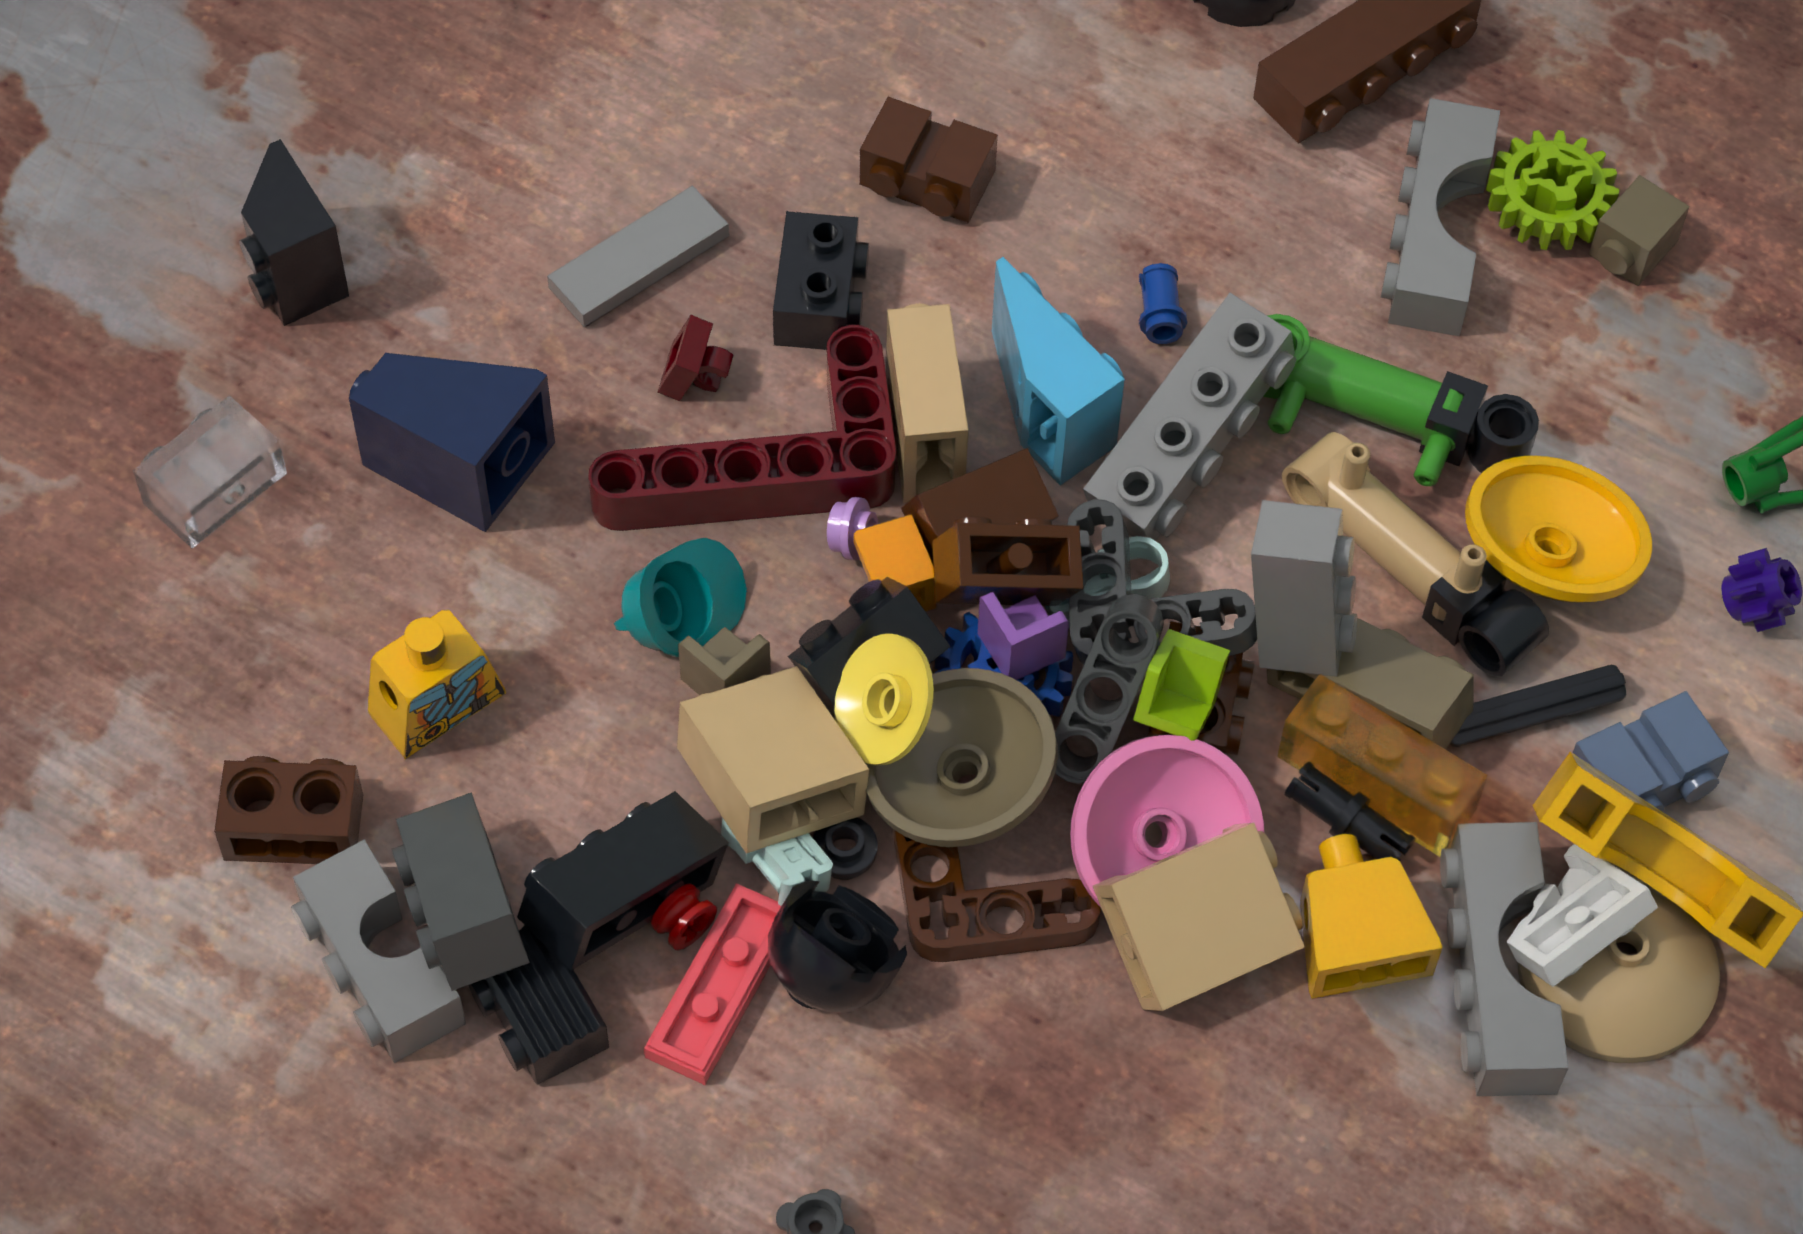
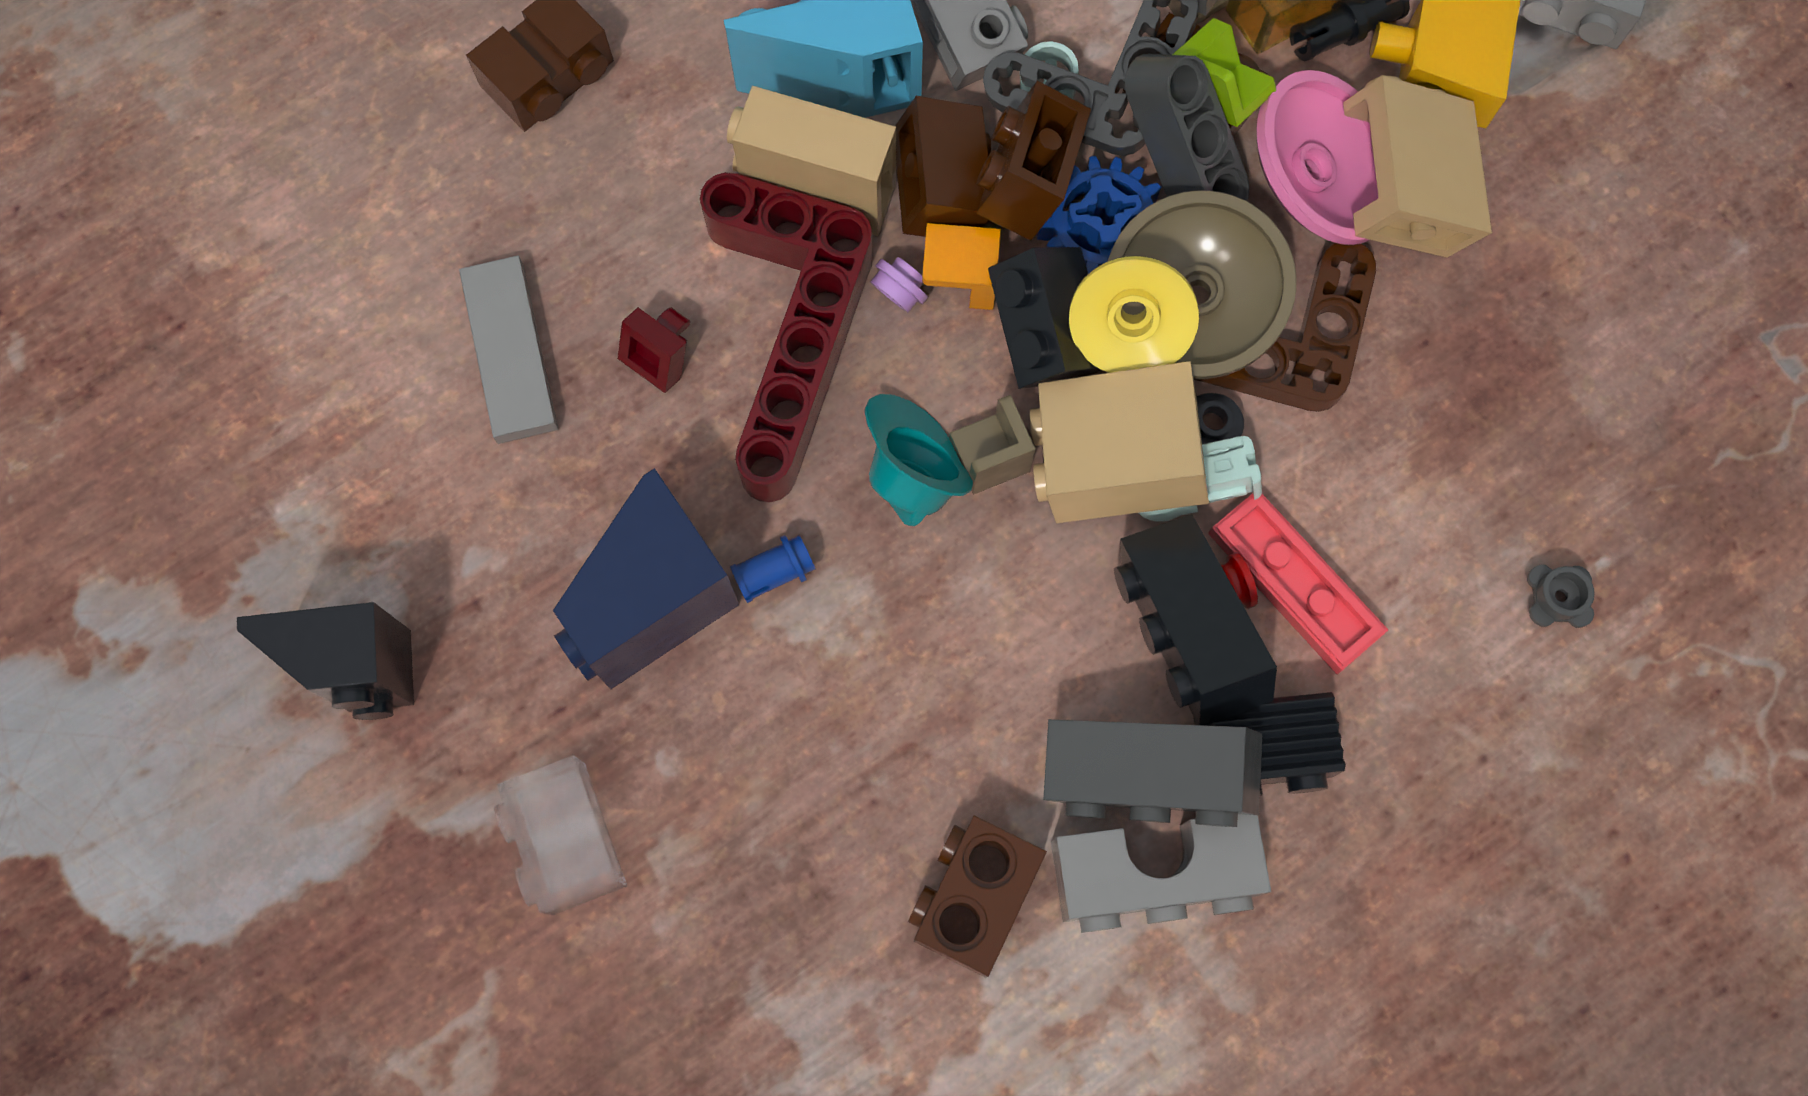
camera: 65 degrees left, 15 degrees up
(429, 682) = (905, 715): yellow torso -> none
(537, 545) = (773, 568): none -> blue pin
(818, 279) = (624, 203): black brick -> none
(833, 948) = (1332, 468): black cylinder -> none
(1022, 635) = (1108, 181): medium lavender panel -> none

